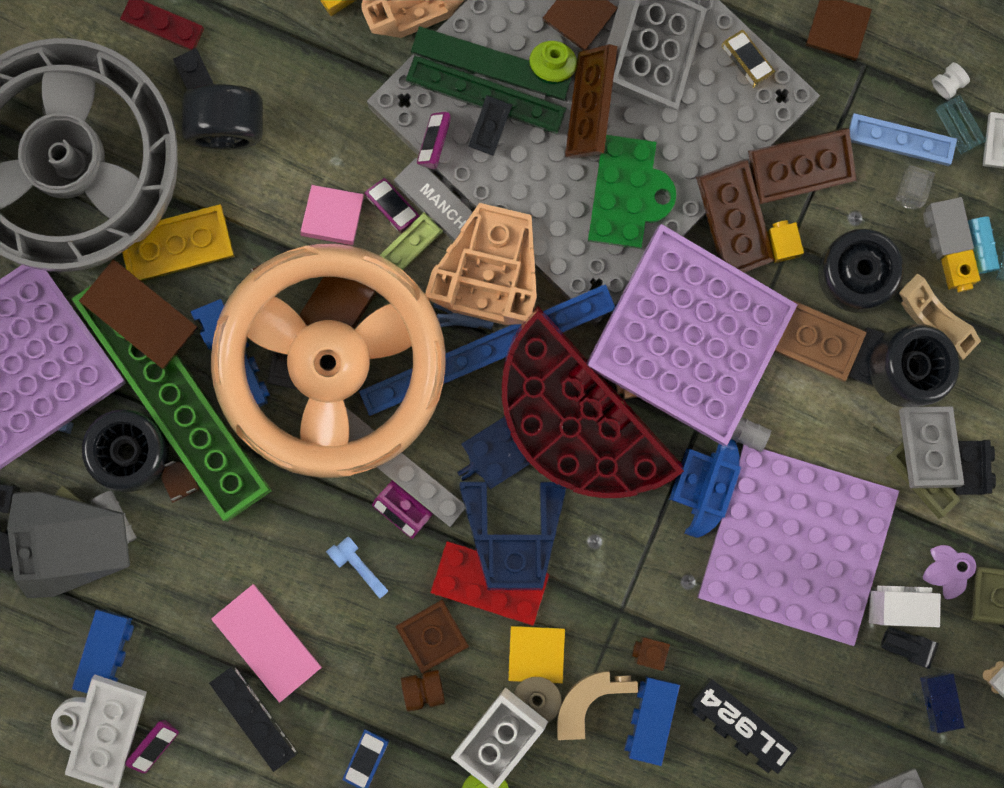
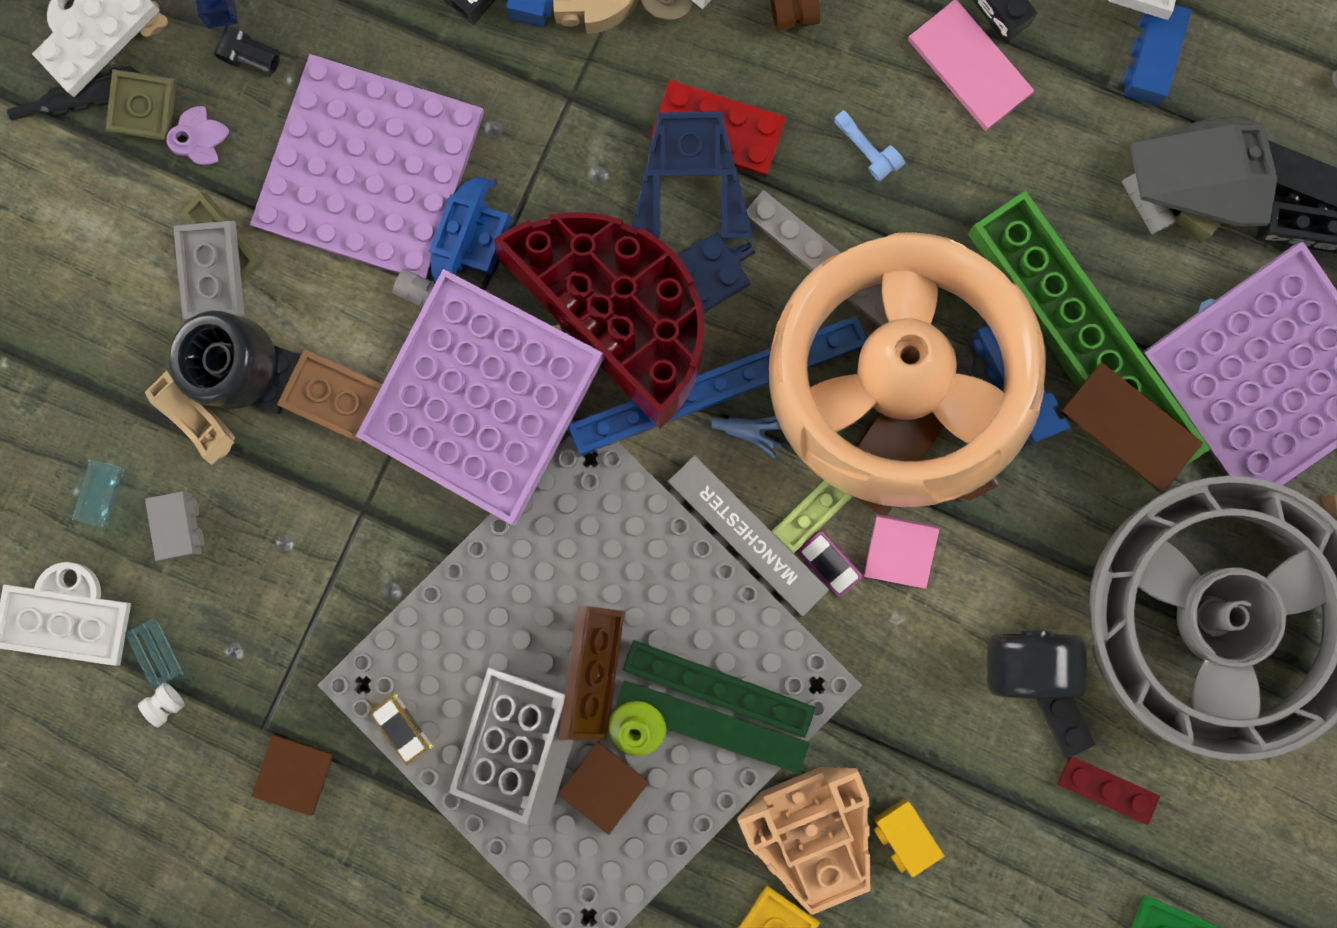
camera: 175 degrees left, 0 degrees up
(104, 447) = (1156, 257): black wheel -> none
(178, 481) = (1077, 241): reddish brown piece -> none
(181, 244) = (1078, 518): yellow plate -> none
(402, 509) = (817, 211): magenta slope -> none
(432, 636) = (784, 71): reddish brown tile -> none
(434, 140) = (781, 632): slope -> none
(488, 268) = (716, 478): light nougat wedge -> none
(490, 125) = (714, 648): black plate -> none
(536, 653) = (666, 49): yellow tile -> none
(627, 193) = (551, 565): green plate -> none
(650, 653) = (537, 46): reddish brown brick -> none
(735, 216) = (424, 539): reddish brown tile -> none
(785, 241) = (367, 513): yellow brick -> none
(802, 165) = (342, 601): reddish brown tile -> none
(844, 283) = (303, 477): black wheel -> none
(902, 139) = (224, 634): light blue plate -> none
(904, 606) = (247, 83): white brick -> none
(915, 187) = (211, 575): clear brick -> none
(960, 270) = (162, 474): yellow brick -> none
(976, 468) = (158, 250): black bracket -> none
(984, 245) = (133, 492): medium azure axle -> none

